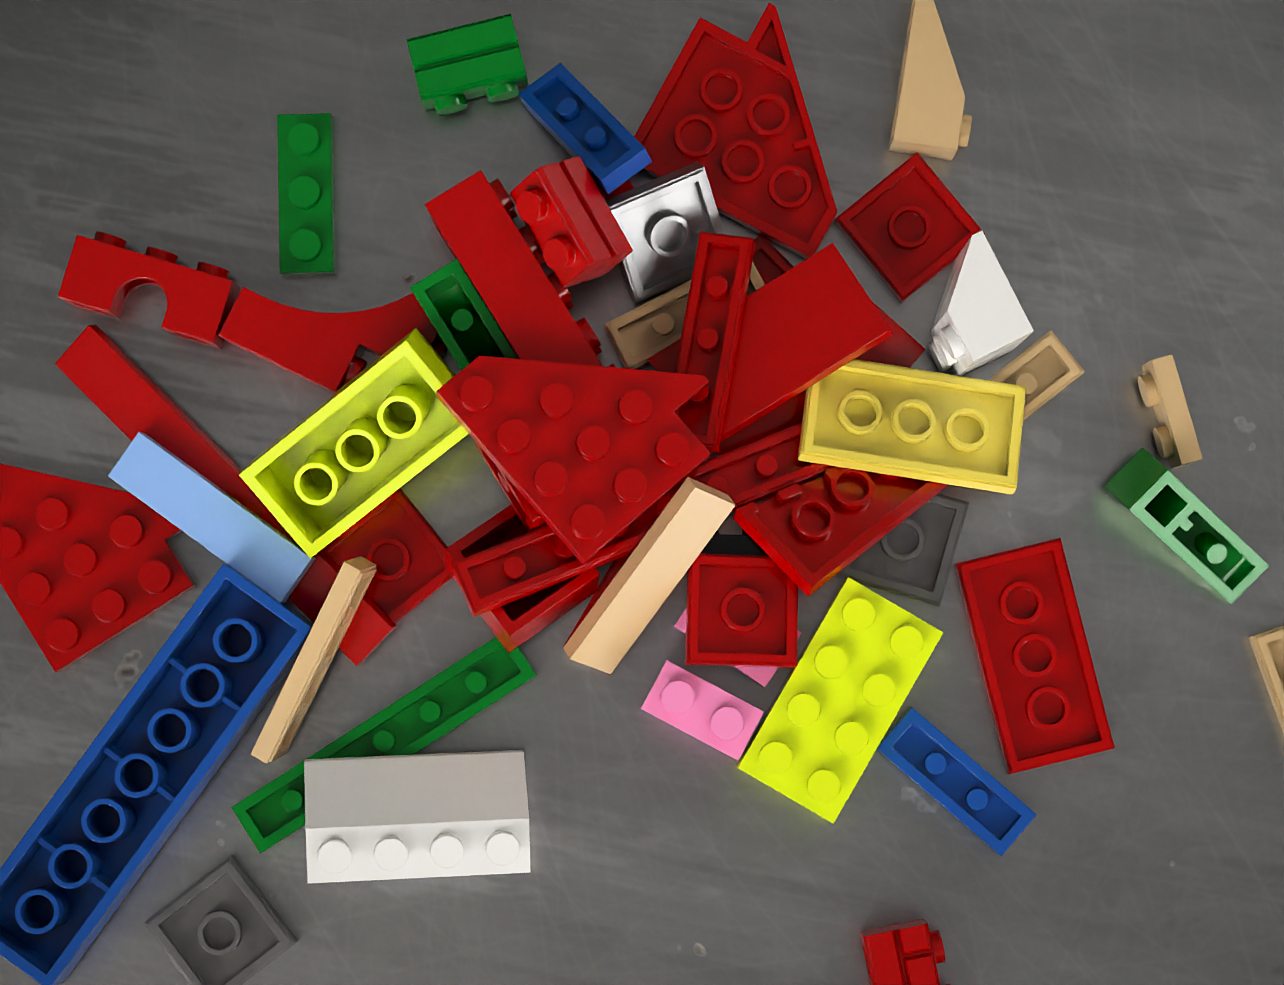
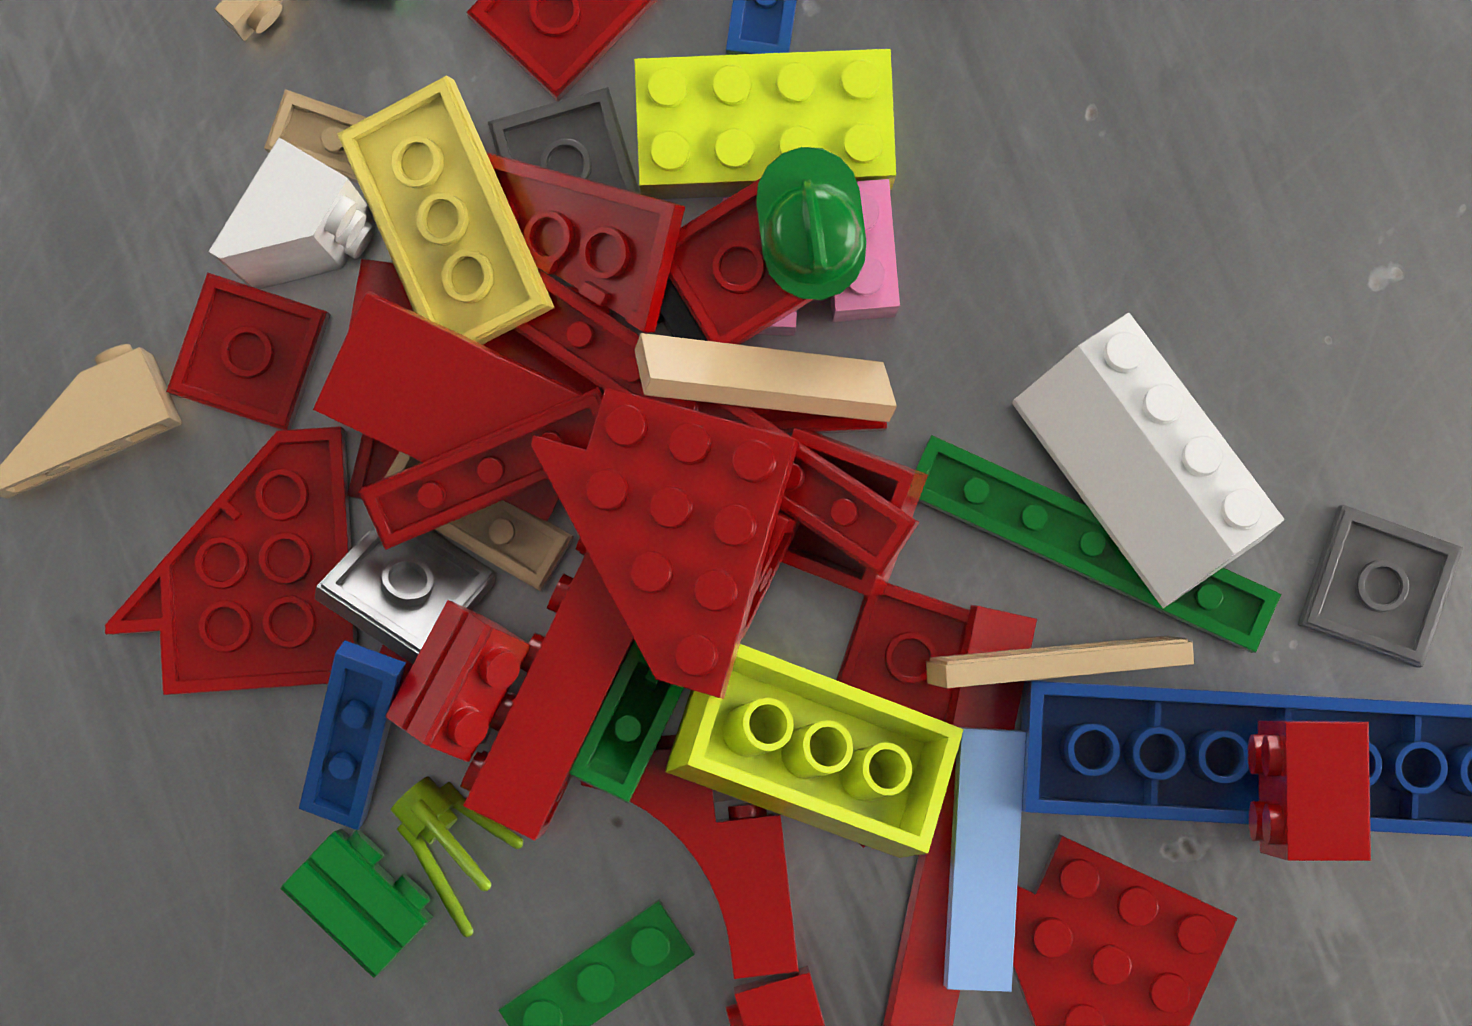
camera: 130 degrees left, 0 degrees up
(103, 769) = (1311, 790): none -> red brick
(497, 145) = (429, 815): none -> lime plant
(739, 681) = (811, 223): none -> green piece

